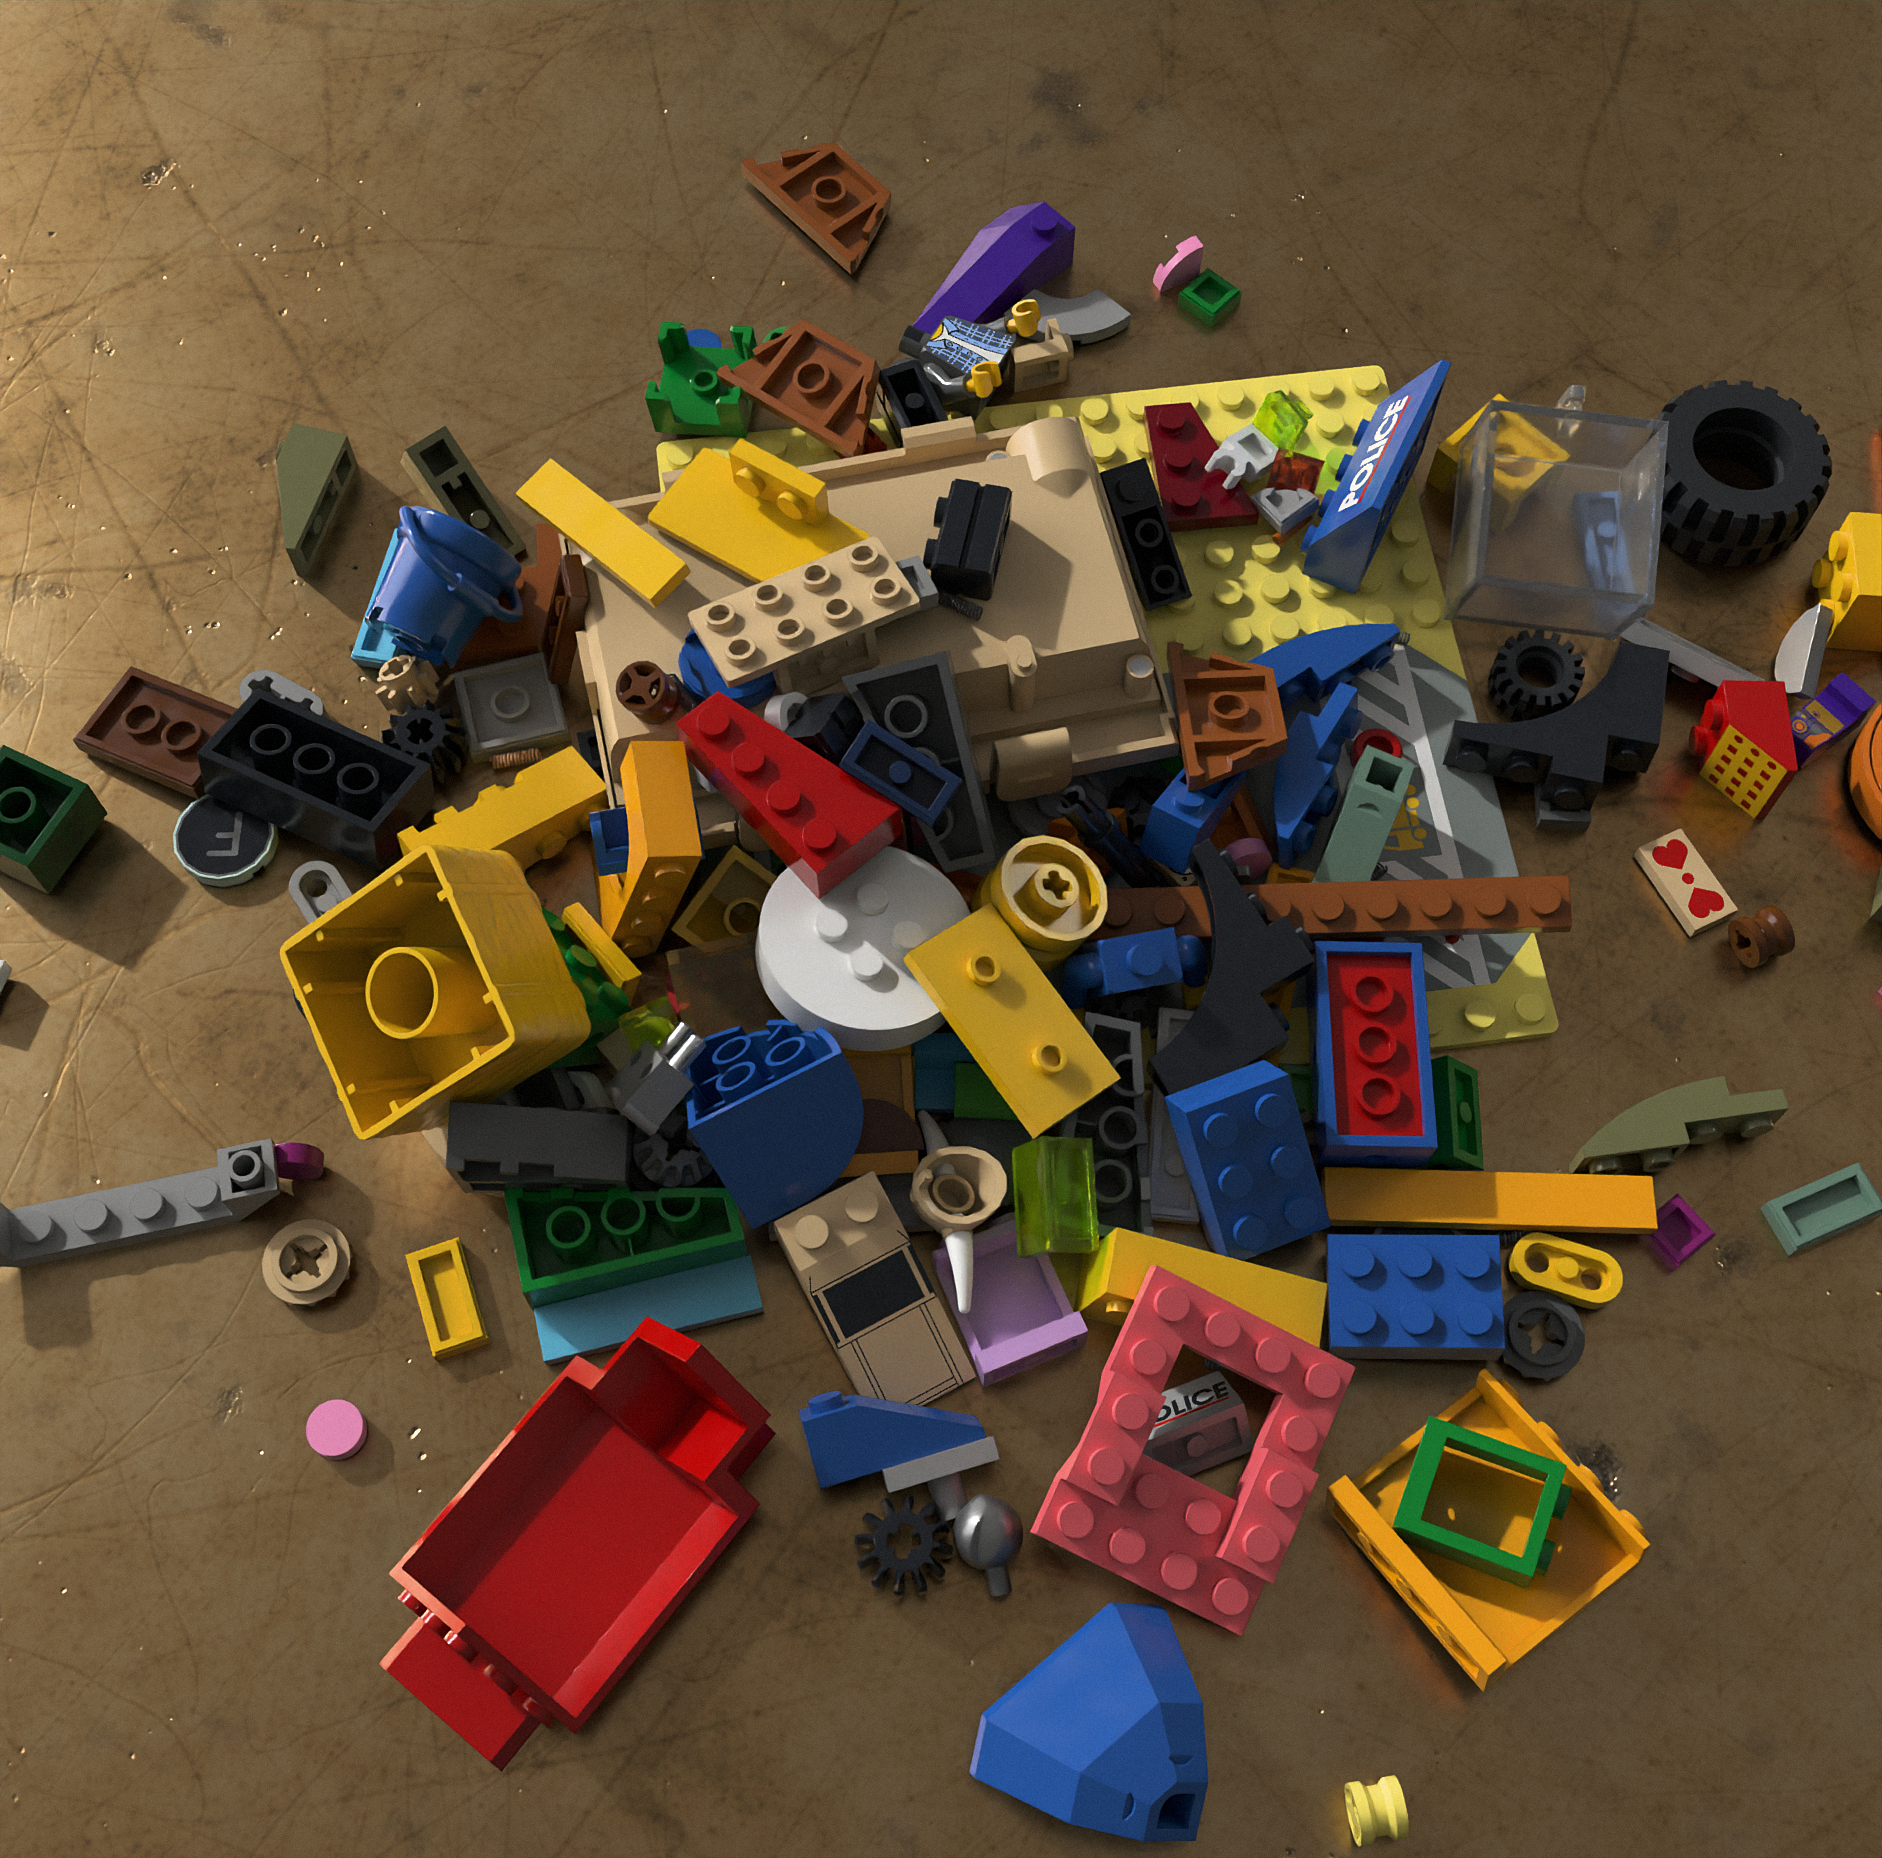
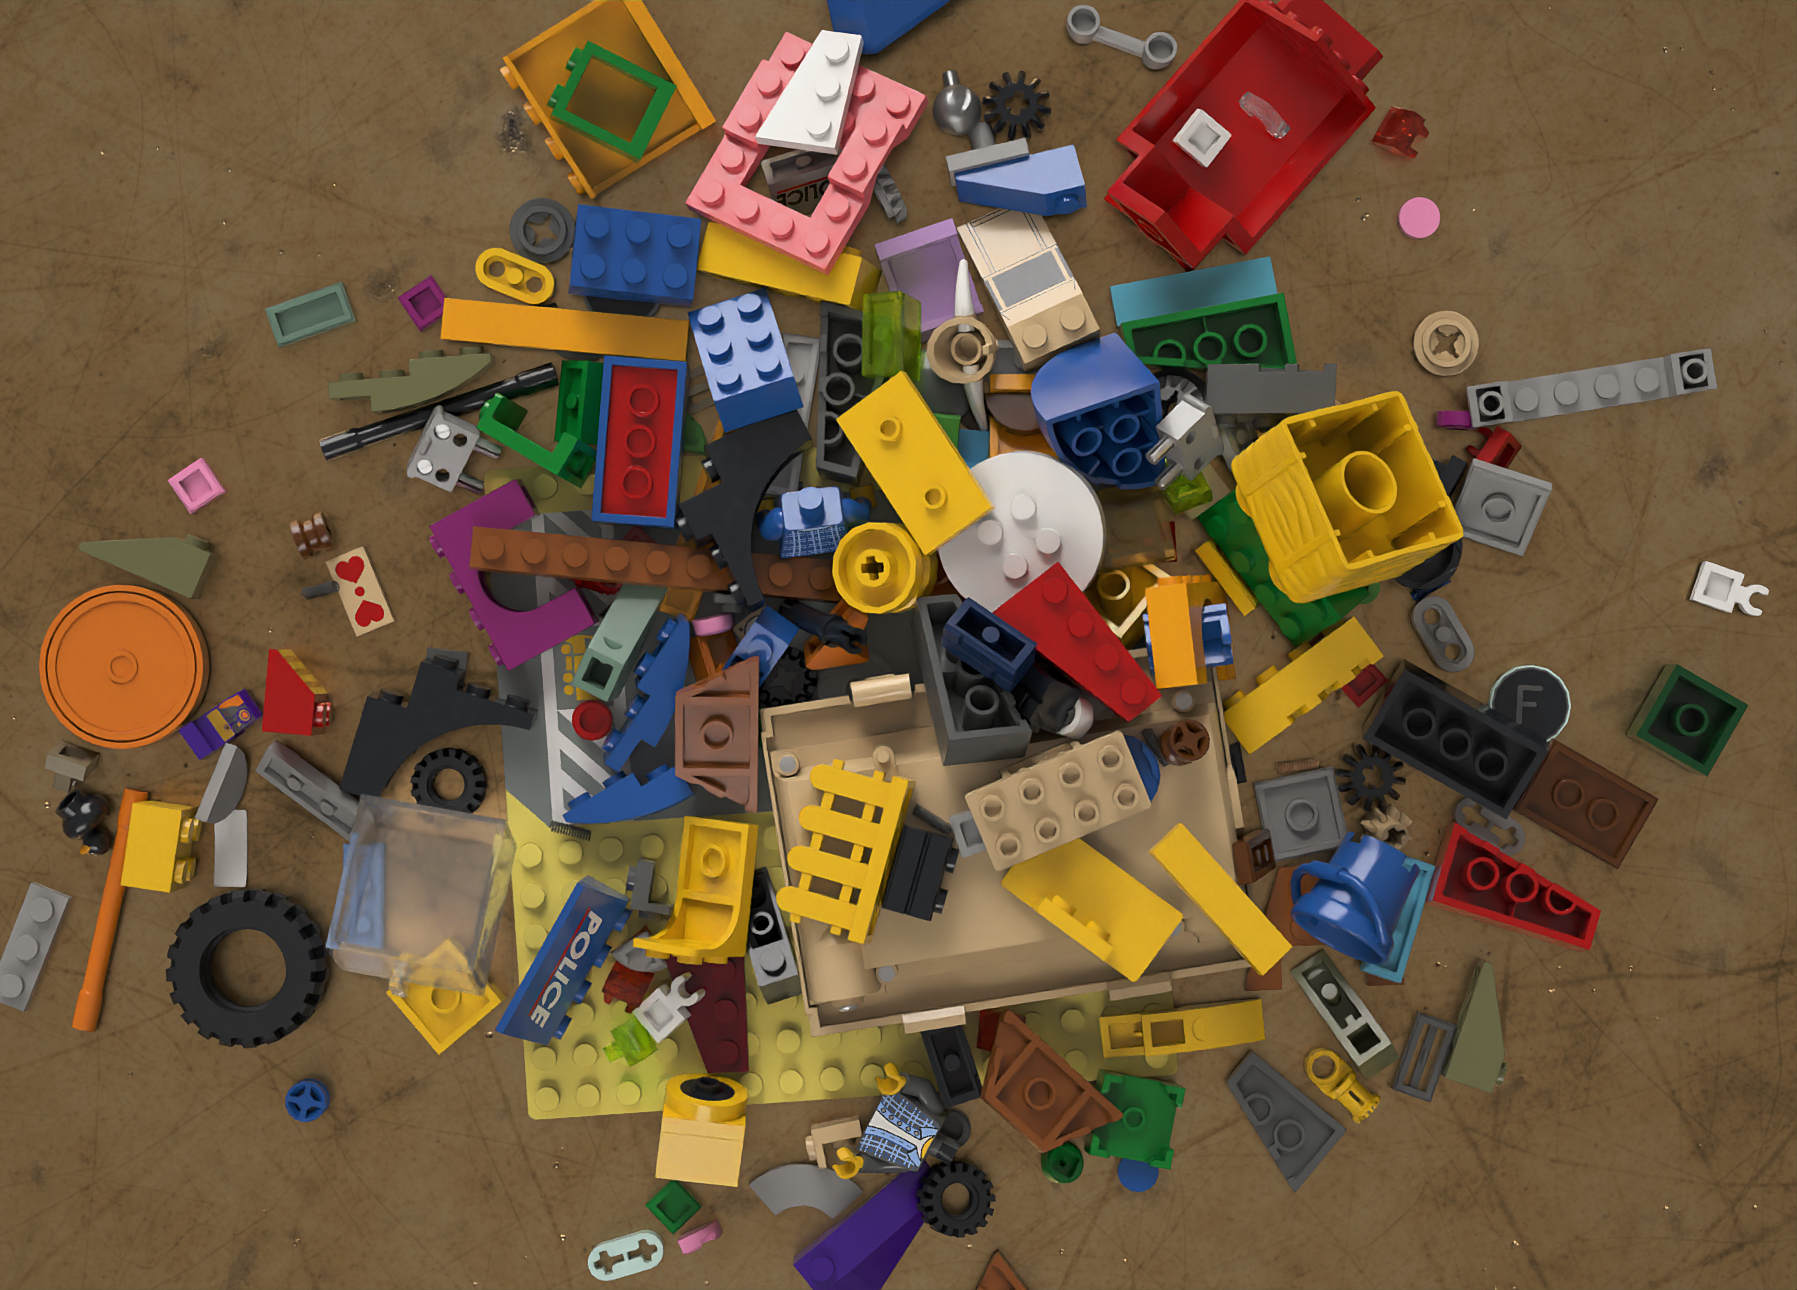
camera: 175 degrees left, 25 degrees up
(245, 1053) = (1500, 506): none -> light grey tile
(248, 1121) = (1499, 448): none -> red tile
(264, 622) = (1497, 890): none -> red wedge
(313, 1090) = (1451, 473): none -> black tile
(357, 1545) = (1399, 131): none -> clear red tile
(388, 483) = (1408, 1051): none -> dark grey tile
(447, 1299) = (1341, 311): yellow tile -> none
(477, 434) = (1340, 1083): none -> yellow connector
(532, 403) = (1285, 1118): none -> dark grey wing
(551, 1554) = (1266, 113): none -> clear tile
(638, 464) = (1182, 1028): none -> yellow slope
(639, 1516) = (1201, 138): none -> white tile
(706, 1640) = (1155, 53): none -> light grey bar
(889, 289) = (978, 1205): none -> black tyre
(1054, 582) = (851, 872): none -> yellow fence
(1071, 1398) = (889, 196): none -> light grey gear
(1189, 1522) = (817, 98): none -> white wing
(1191, 336) = (702, 1129): none -> yellow piece
(1210, 546) = (711, 894): none -> yellow bracket
(1256, 251) = (624, 1245): none -> light aqua beam
(1284, 557) = (640, 881): none -> dark grey bracket
(1492, 836) = (514, 633): none -> magenta arch
(1512, 1038) = (570, 458): none -> green panel
(1531, 1136) = (357, 439): none -> black piece
(1616, 1043) = (441, 449): none -> light grey piece
(1631, 365) = (300, 1099): none -> blue wheel
(1736, 878) = (320, 591): none -> dark grey leg
(1772, 601) = (231, 850): none -> white sticker

